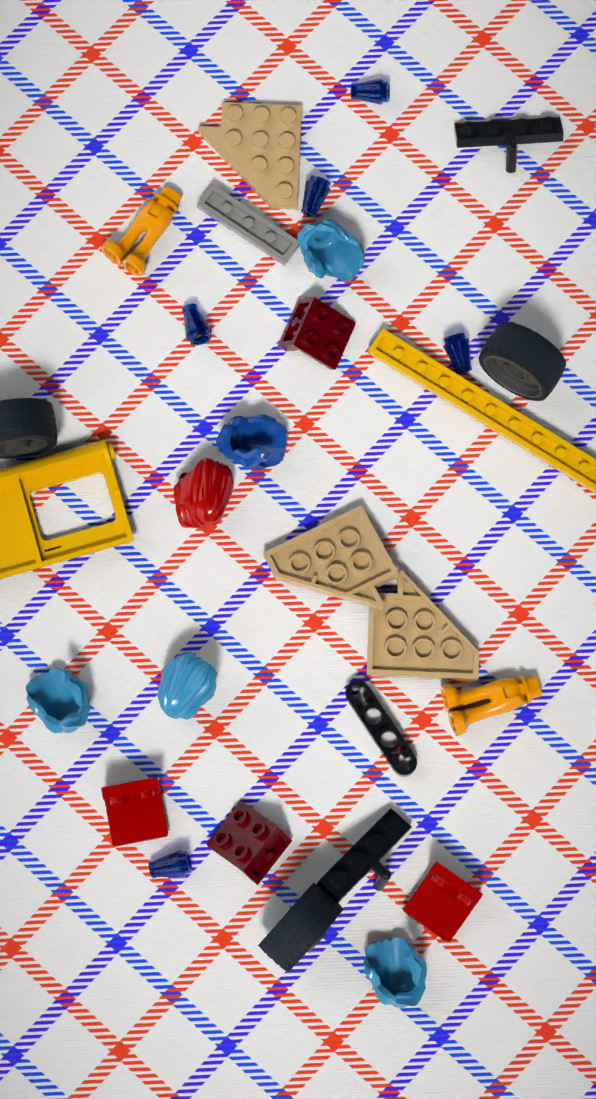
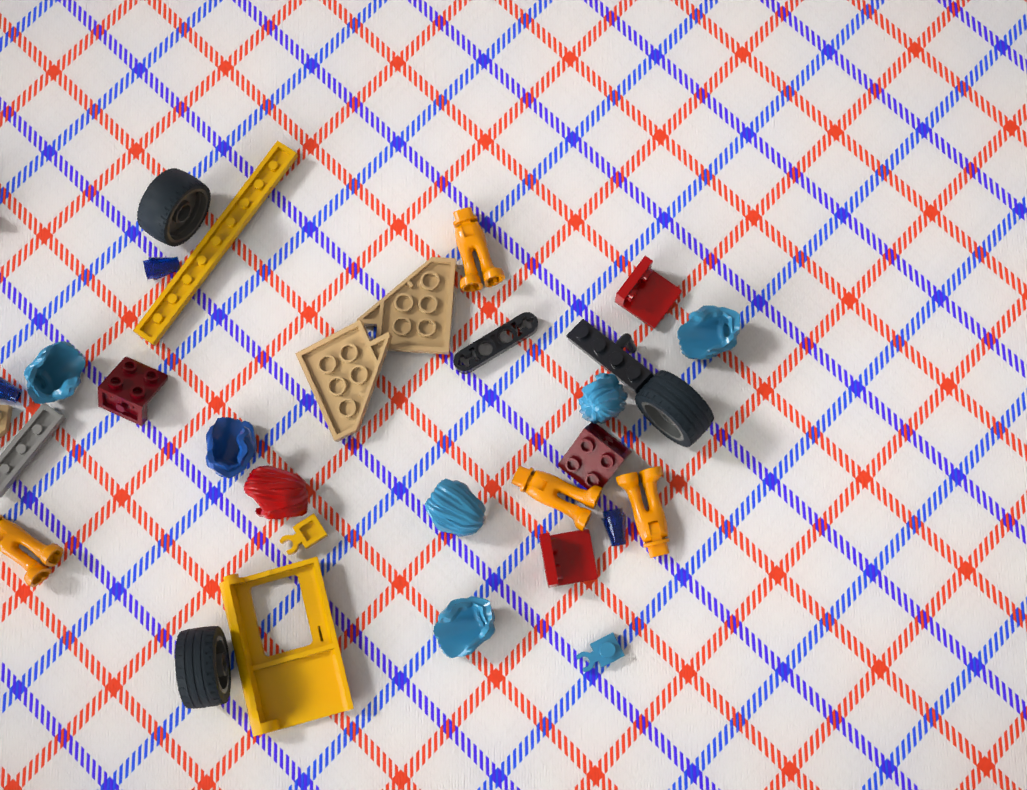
camera: 85 degrees left, 0 degrees up
(33, 855) = (604, 651): none -> dark azure plate
(160, 528) = (307, 533): none -> yellow plate
(174, 904) = (650, 523): none -> light orange piece
(196, 327) = (117, 498): clear blue cone -> none
(213, 786) = (544, 489): none -> light orange piece
(311, 848) = (602, 399): none -> dark azure hair

